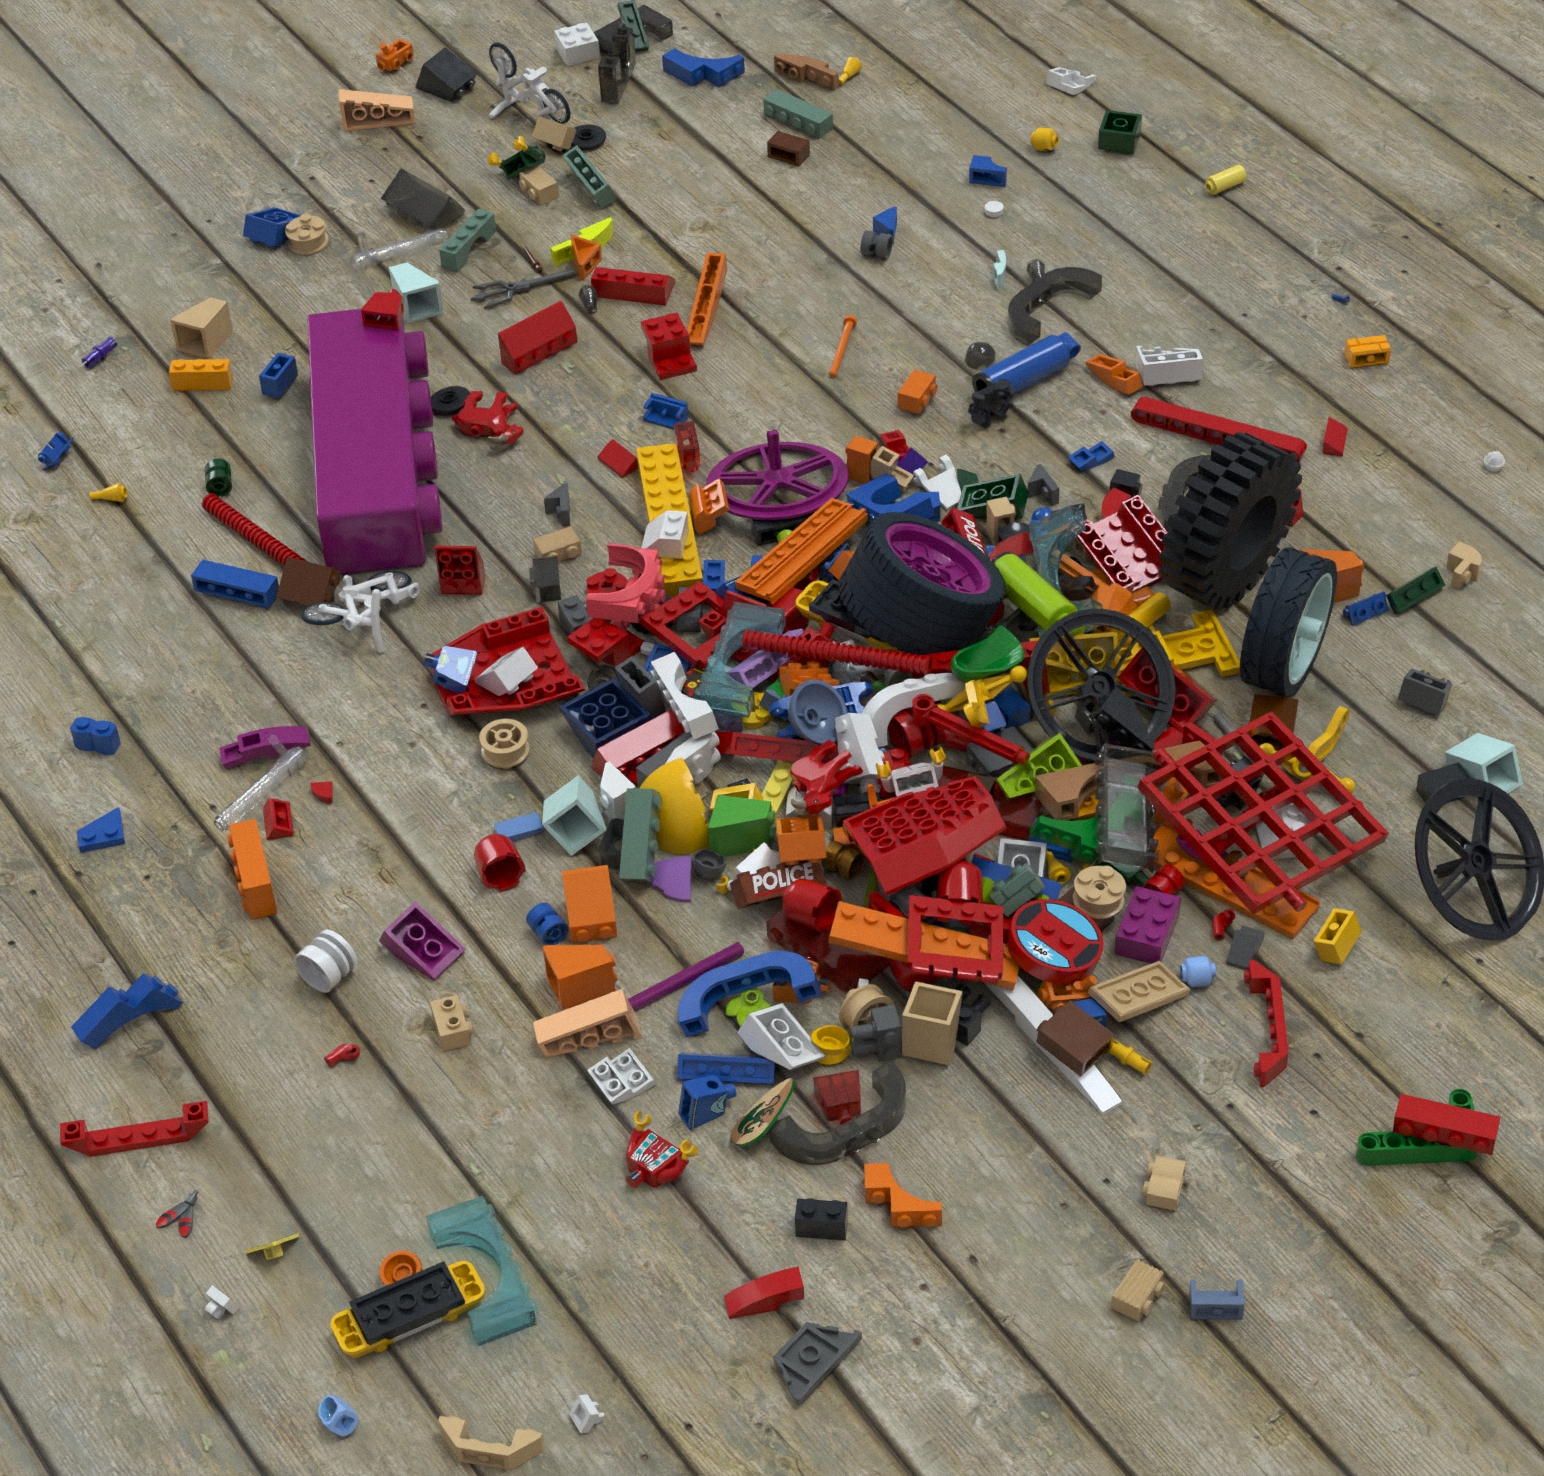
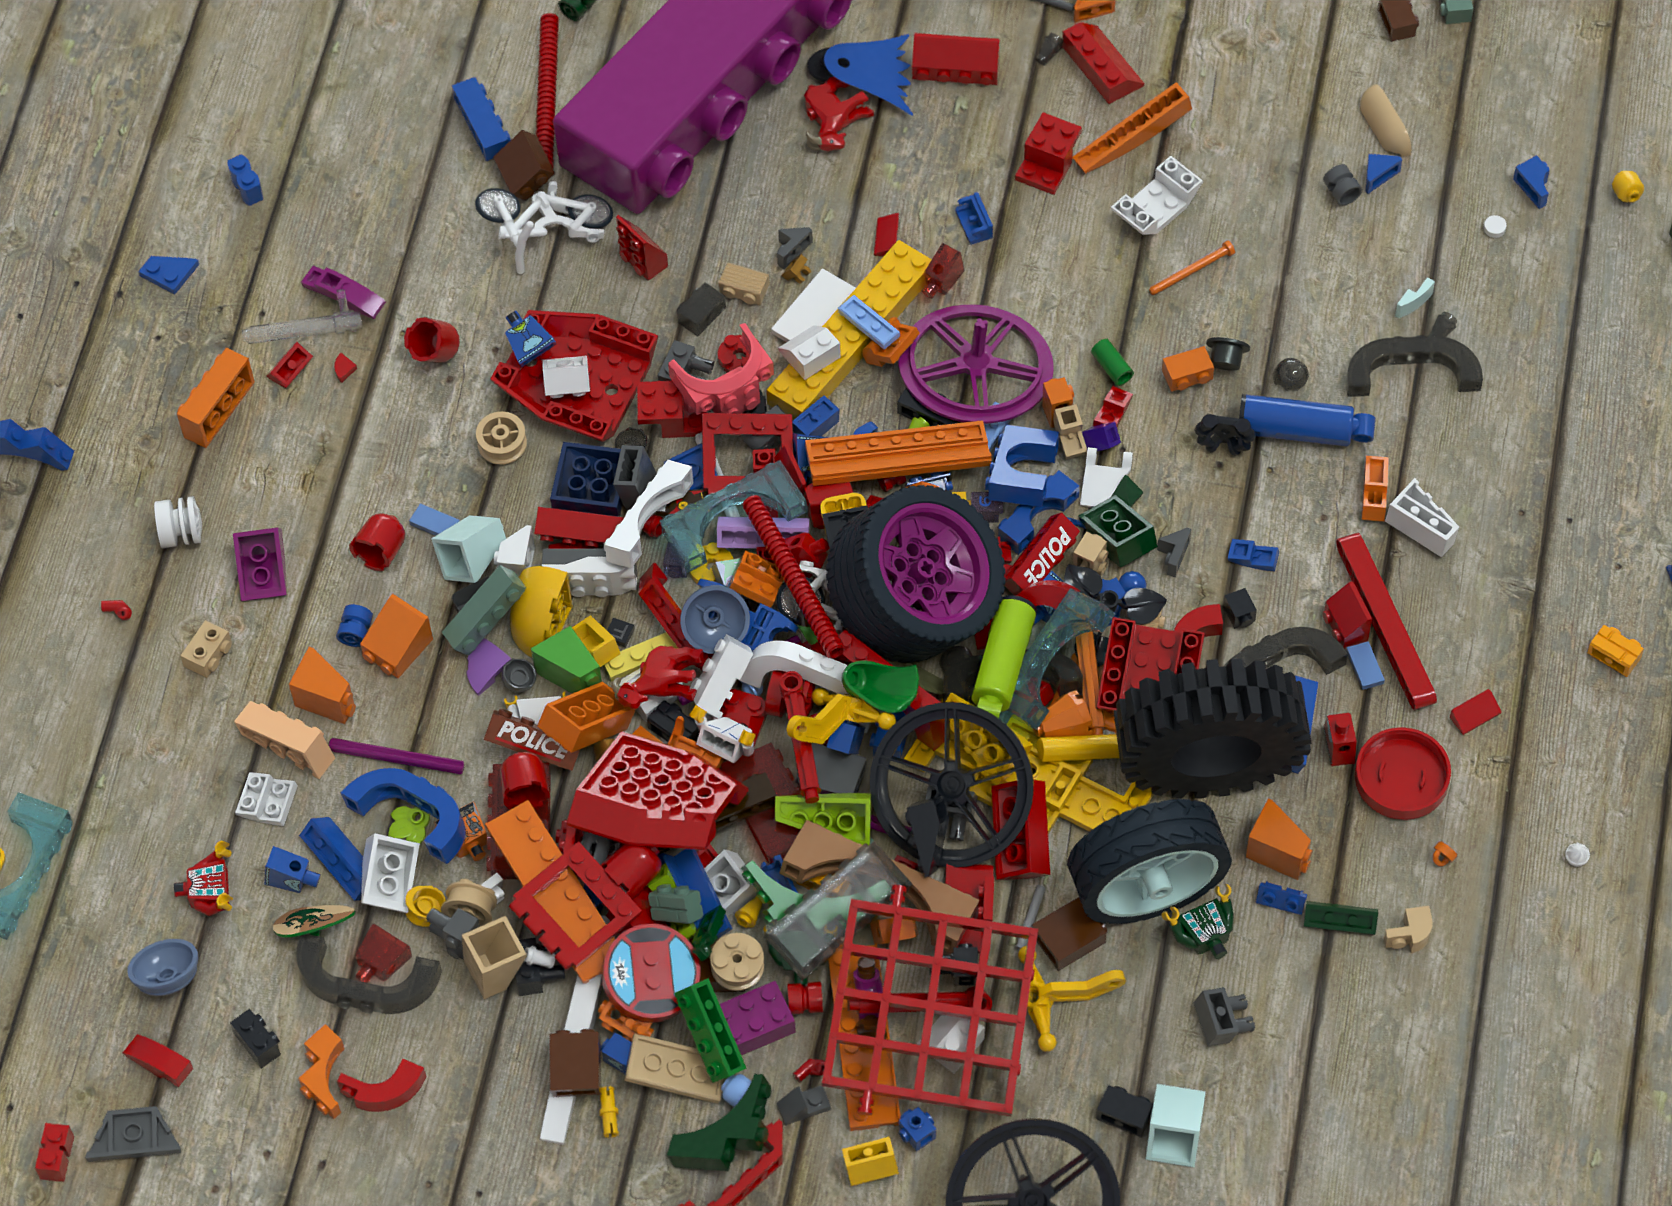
camera: 45 degrees right, 15 degrees up
(378, 719) = (431, 340): none -> red cylinder
(485, 379) = (872, 68): none -> blue piece
(582, 515) = (794, 269): none -> pearl gold tile
(625, 521) = (813, 305): none -> white tile
(683, 497) = (869, 322): none -> light blue tile
(694, 1229) = (164, 967): none -> sand blue hat
(772, 320) = (1161, 199): none -> white slope
(776, 1422) = (52, 1161): none -> red piece
(854, 199) = (1385, 121): none -> tan brick
(862, 422) = (1112, 362): none -> green pin
(931, 363) = (1227, 352): none -> pearl dark grey piece
(960, 1178) = (388, 1094): none -> red arch
(968, 995) = (539, 957): none -> white pin
(1061, 887) = (707, 932): none -> dark green hinge
(1141, 940) = (710, 1030): none -> green brick
(1196, 435) = (1348, 616): none -> red slope
(1232, 1003) = (738, 1130): none -> dark green arch
(1337, 894) = (917, 1128): none -> blue brick
(1342, 493) = (1402, 773): none -> red brick
(1346, 653) = (1204, 926): none -> torso
(1423, 514) = (1445, 851): none -> orange tile

